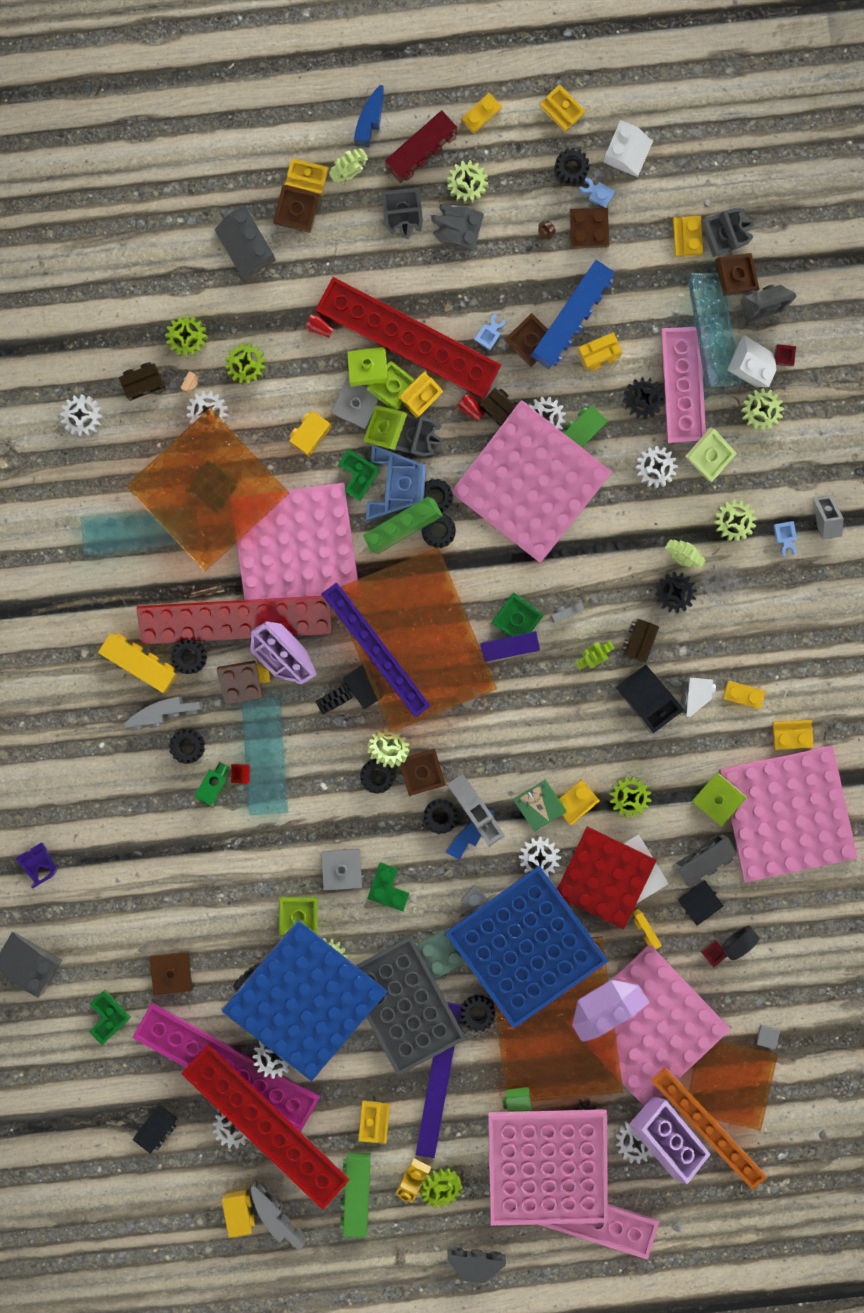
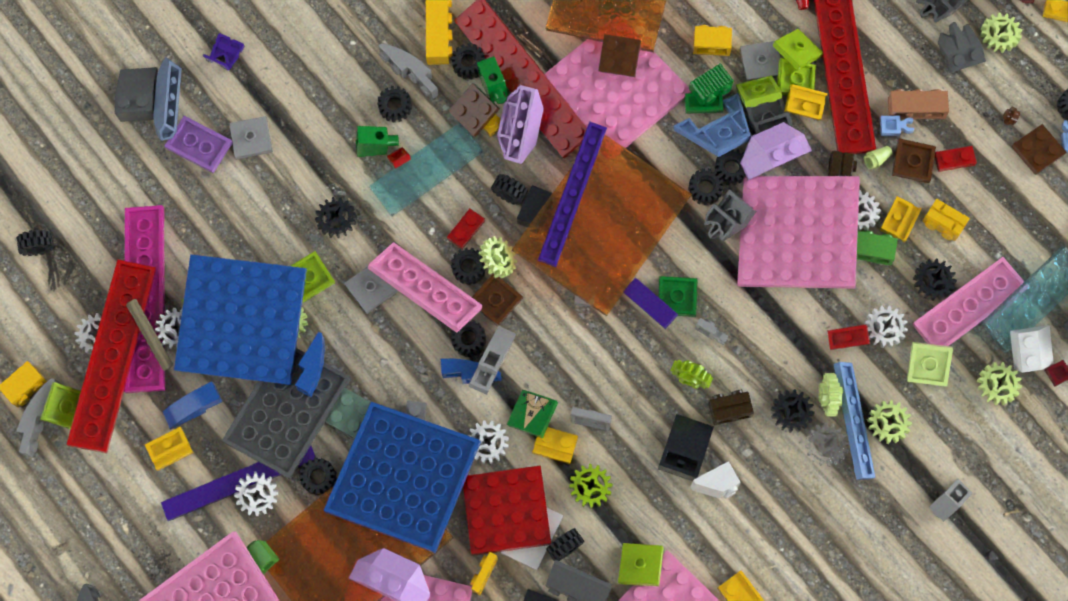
camera: 60 degrees right, 15 degrees down
(52, 942) = (167, 99): none -> sand blue brick
(112, 939) = (199, 144): none -> medium lavender plate
(112, 1017) = (131, 184): green plate -> none
(115, 1134) = (35, 242): none -> black tyre
(135, 889) = (251, 137): none -> light grey plate
(155, 1128) = (57, 273): black brick -> none
(171, 973) = (197, 207): reddish brown plate -> none
(226, 650) = (495, 87): none -> green torso
(263, 871) = (335, 225): none -> black gear
(267, 1084) = (149, 334): none -> dark tan axle
(275, 525) = (619, 55): none -> reddish brown plate
(280, 1192) = (61, 405): none -> lime plate
(341, 756) = (466, 228): none -> red plate
(349, 1081) = (192, 405): none -> blue slope
(353, 464) = (711, 84): none -> green brick
(356, 1195) = (95, 473): bright green brick -> none
(374, 826) = (425, 287): none -> bright pink plate
(383, 963) = (312, 366): none -> blue slope
(384, 892) = (375, 330): green plate -> none
(402, 525) = (689, 152): bright green brick -> none
(411, 1181) = (136, 514): yellow slope -> none
(441, 1188) = (144, 540): lime gear -> none
(447, 452) = (773, 149): none -> lavender wedge
(460, 1076) = (248, 491): none -> white gear
(470, 407) = (823, 148): red cone -> none
(478, 530) = (729, 216): none -> dark grey plate
(484, 299) = (918, 104): none -> nougat brick
(508, 368) = (877, 157): none -> yellowish green cone
(551, 303) = (955, 158): none -> red plate
(572, 314) = (959, 177): blue brick -> none
(574, 388) = (900, 219): none -> yellow plate
(578, 761) = (591, 418): none -> light grey plate
(645, 504) = (848, 337): none -> red plate
(666, 850) = (565, 545): none -> black tyre
(716, 548) = (854, 422): none -> medium blue plate
(744, 695) = (746, 529): yellow plate -> none
(785, 534) = (908, 473): light blue plate -> none

